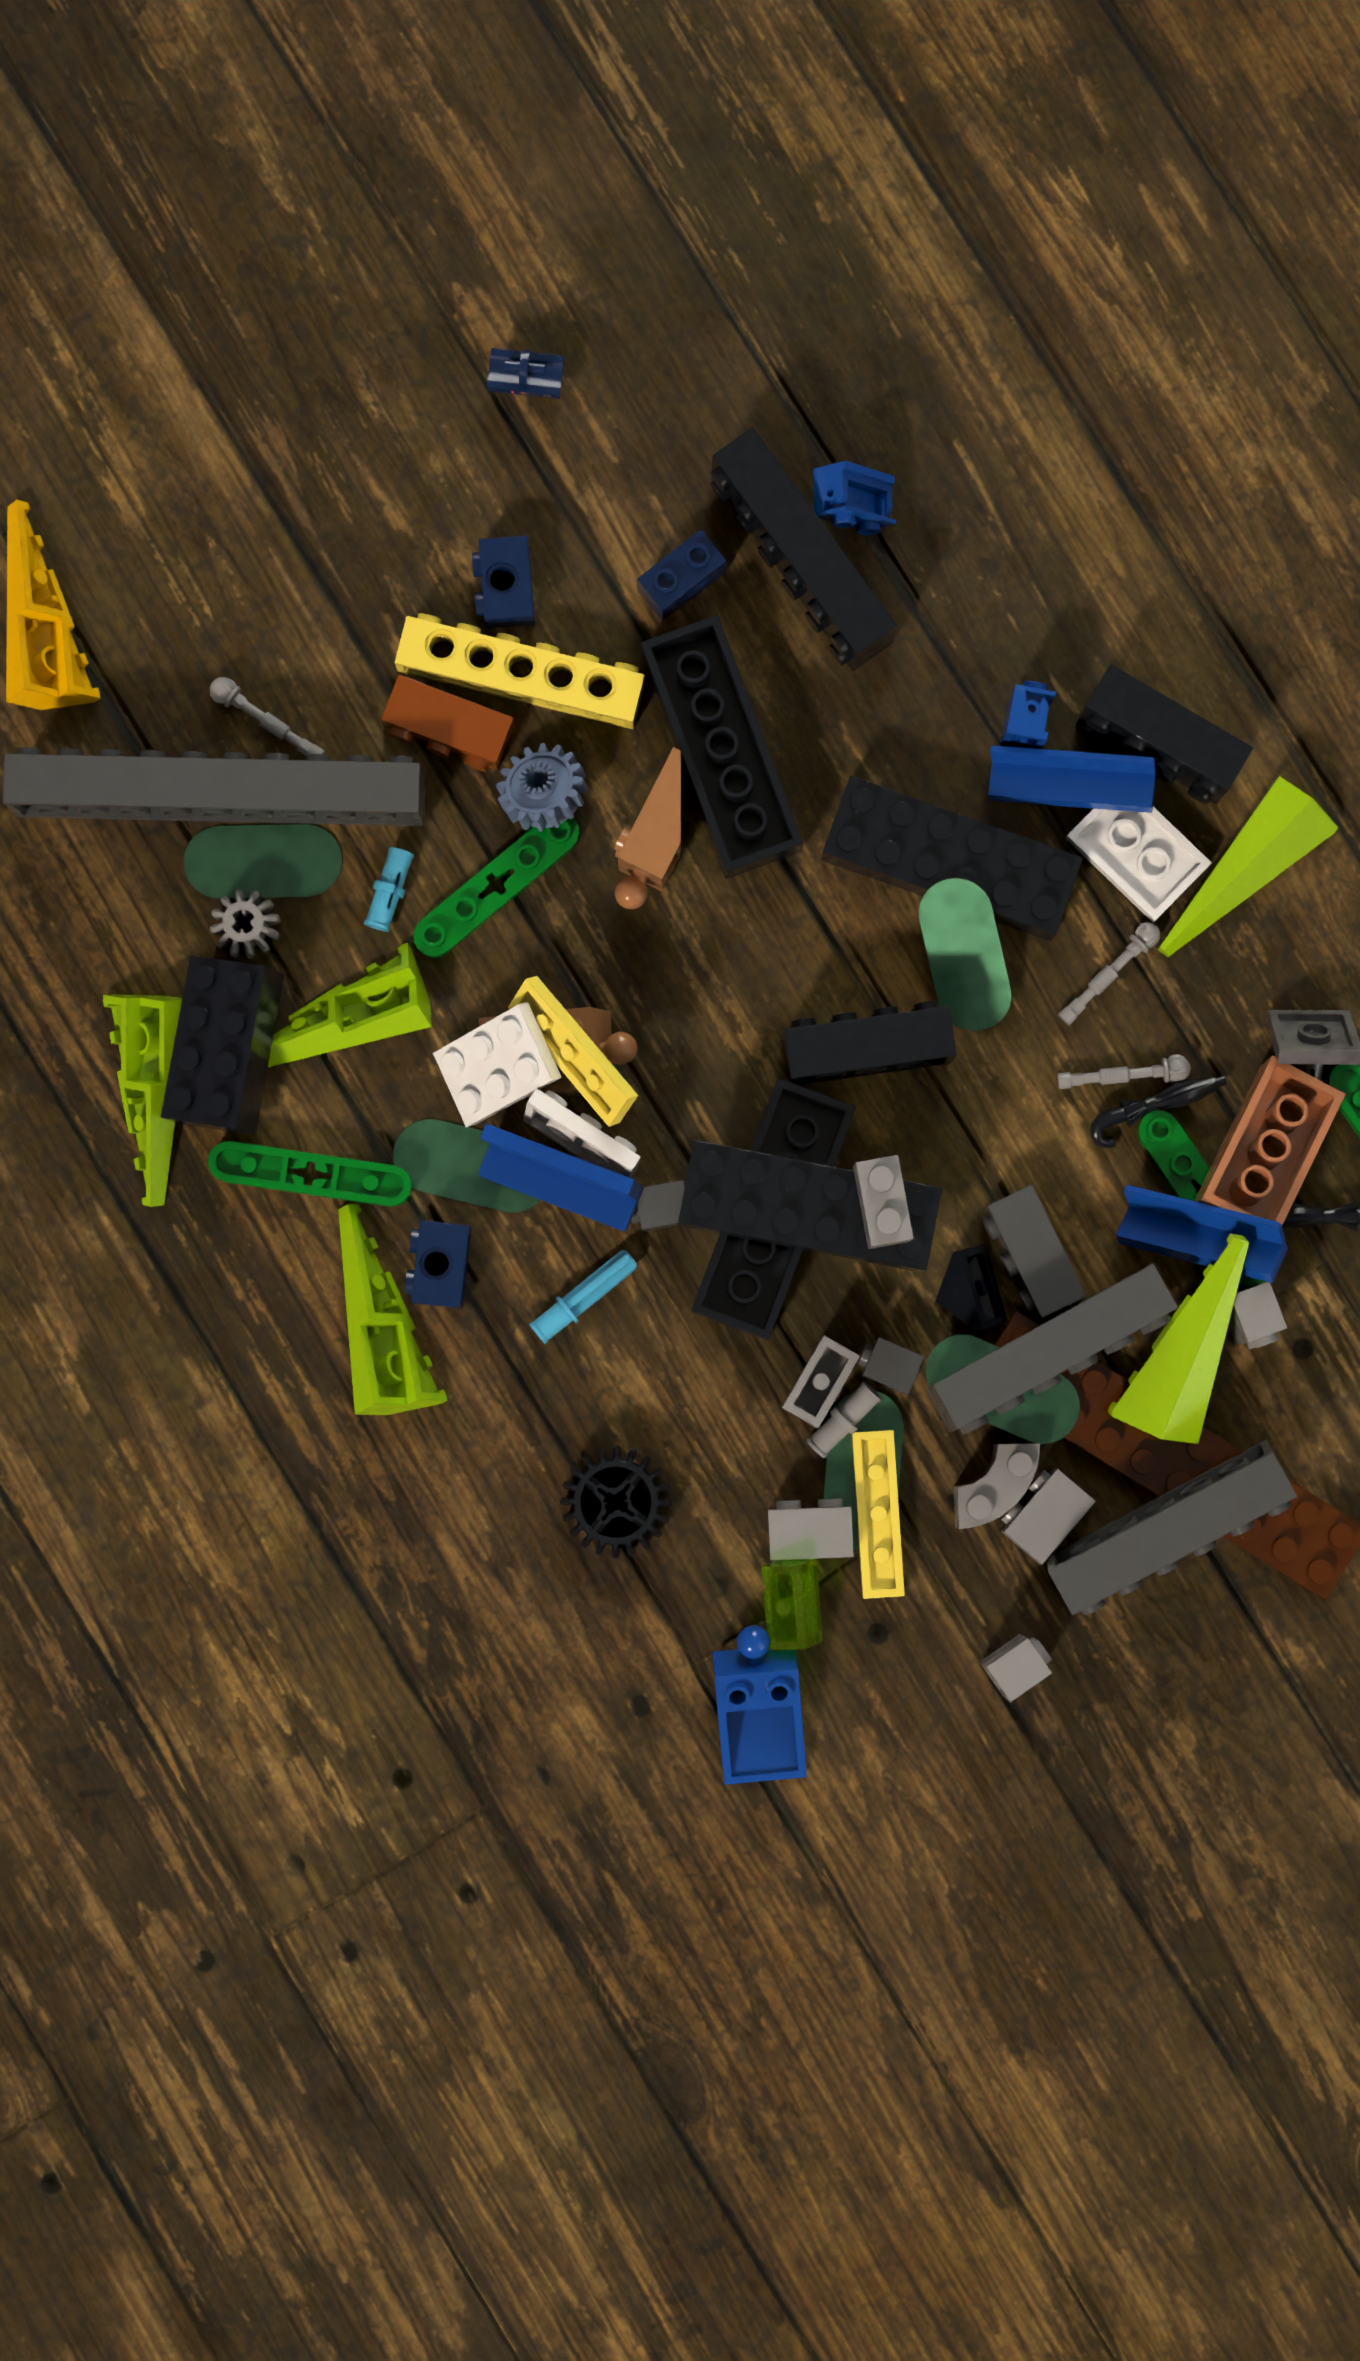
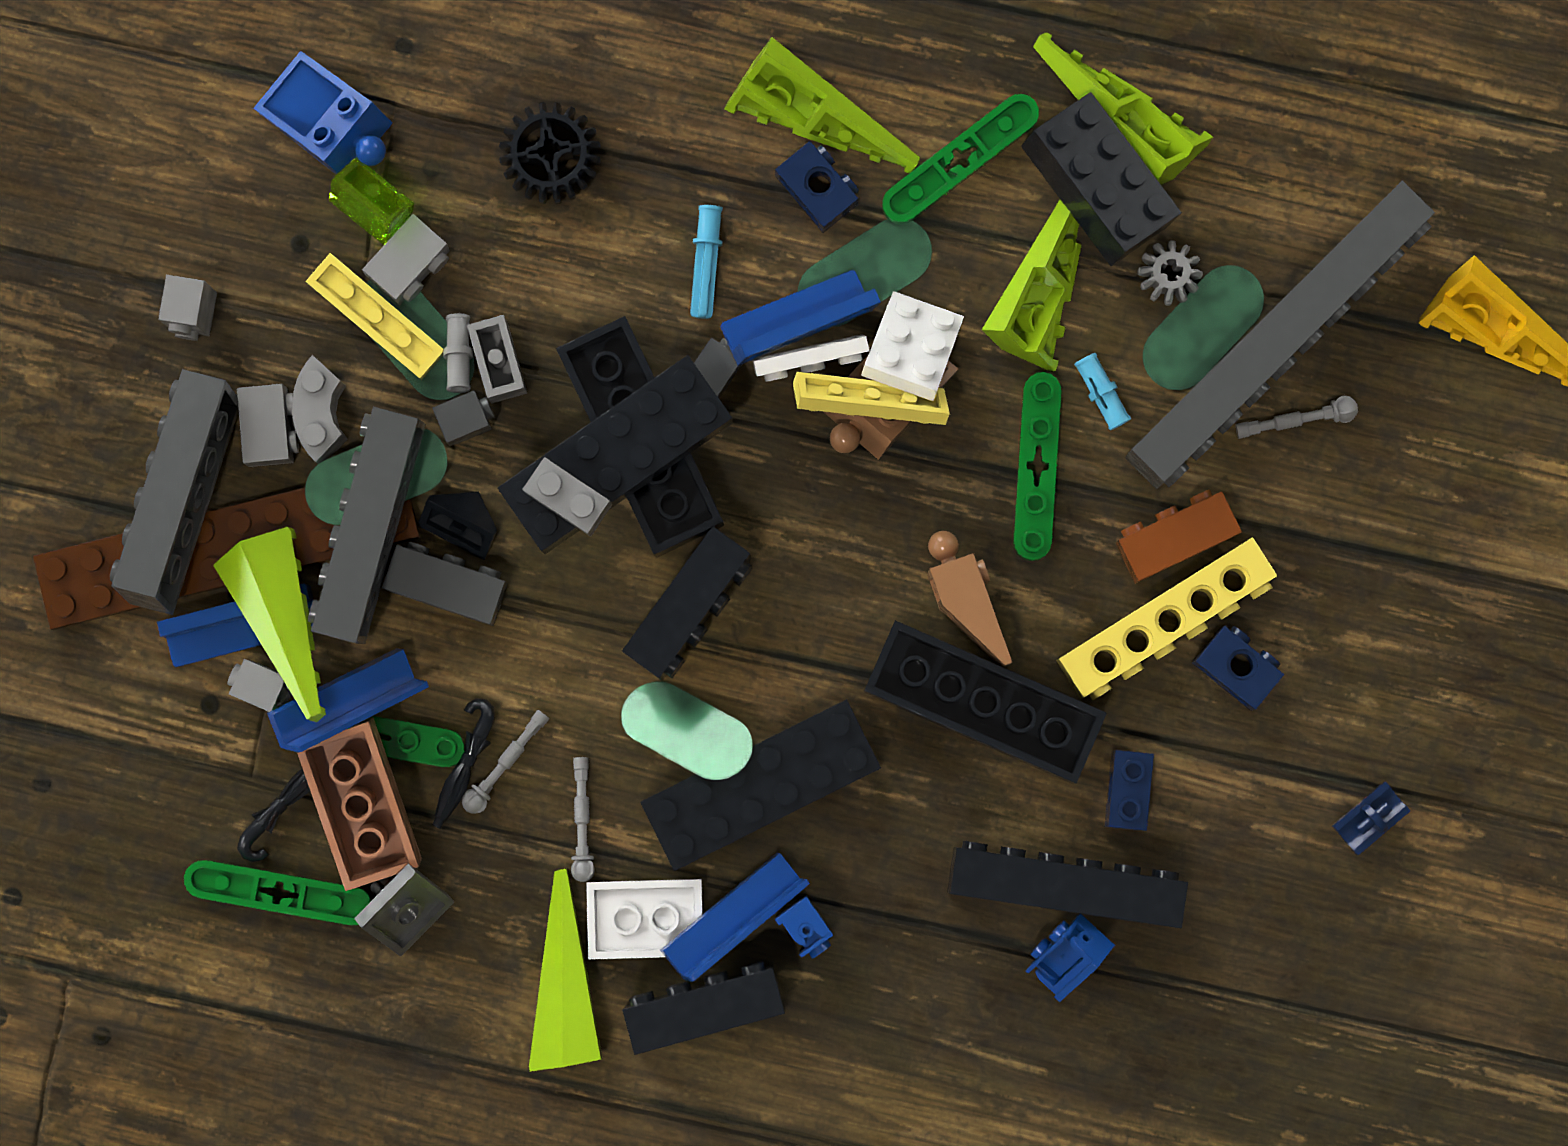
camera: 140 degrees right, 0 degrees up
(542, 788) = (1089, 551): sand blue gear -> none
(1246, 1399) = (211, 632): none -> blue panel

